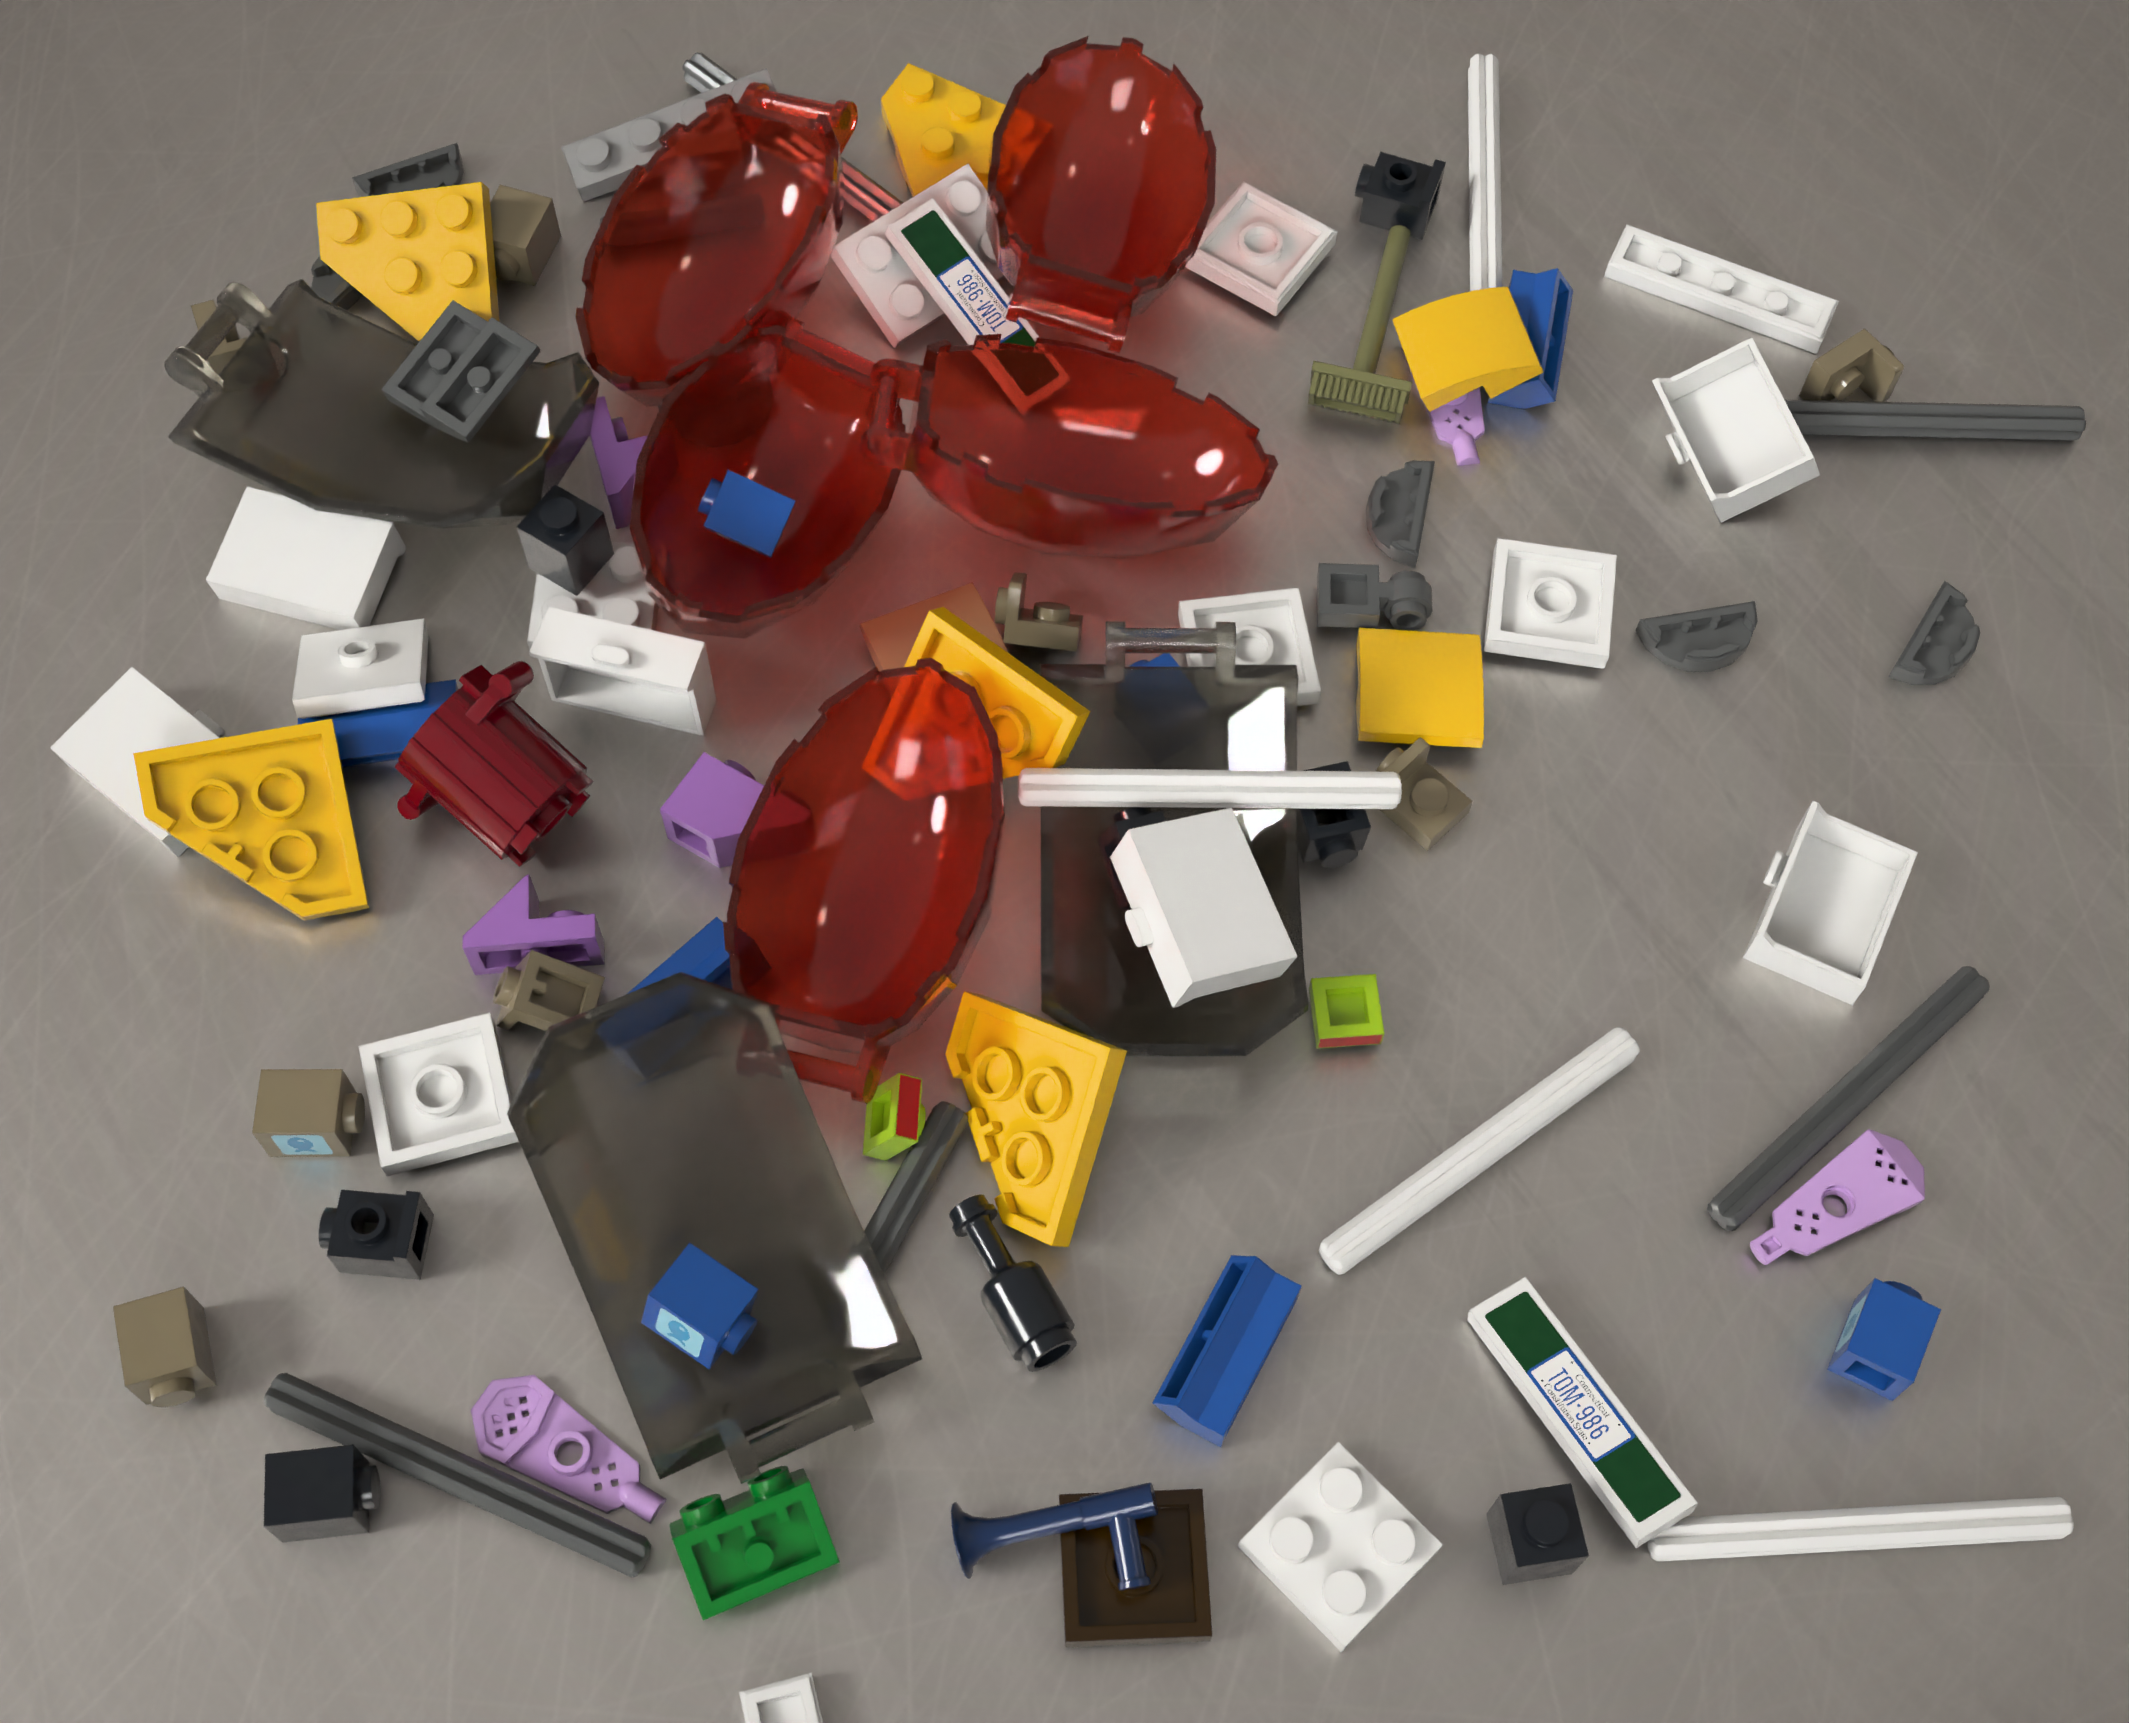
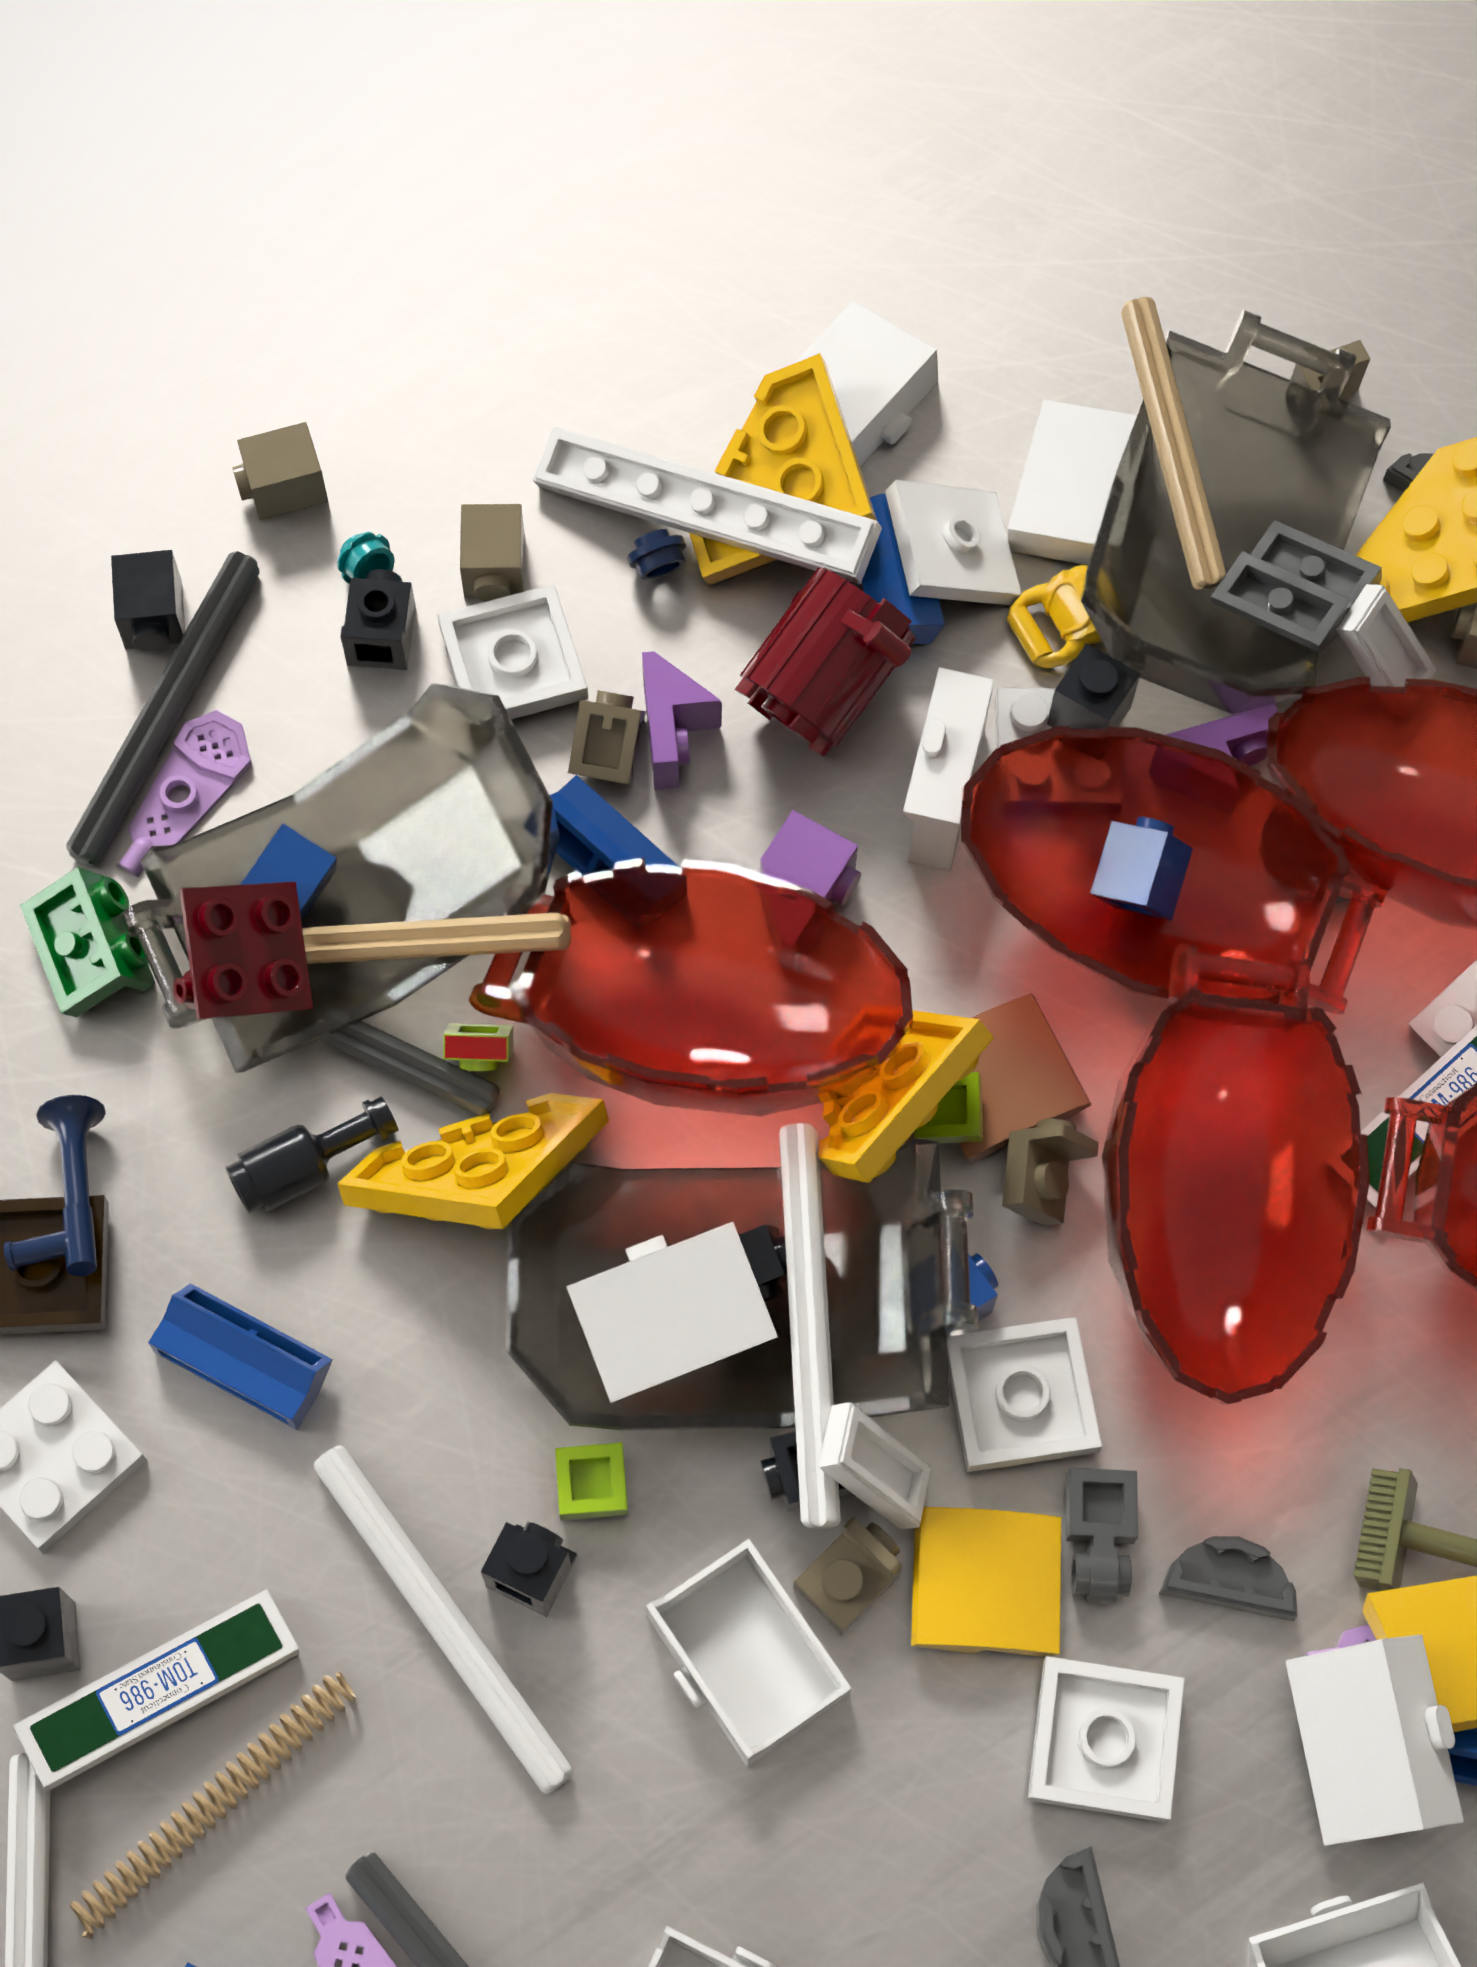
camera: 90 degrees right, 5 degrees up
(283, 893) = (707, 504): none -> white tile
(293, 446) = (1173, 443): none -> tan axle
(294, 1253) = (363, 554): none -> teal plate
(332, 947) = (657, 554): none -> dark blue plate
(447, 567) = (1063, 604): none -> yellow piece
(528, 313) = (1383, 640): none -> white tile
(793, 1152) = (437, 938): none -> tan axle
(805, 1327) = (243, 951): none -> dark red hinge
(1336, 749) = (874, 1466): none -> white tile
(1434, 1061) = (528, 1566): none -> black brick
(1497, 880) = (747, 1653): none -> white container
(1546, 399) = (1375, 1740): none -> white container
(1681, 1355) = (217, 1797): none -> tan piece

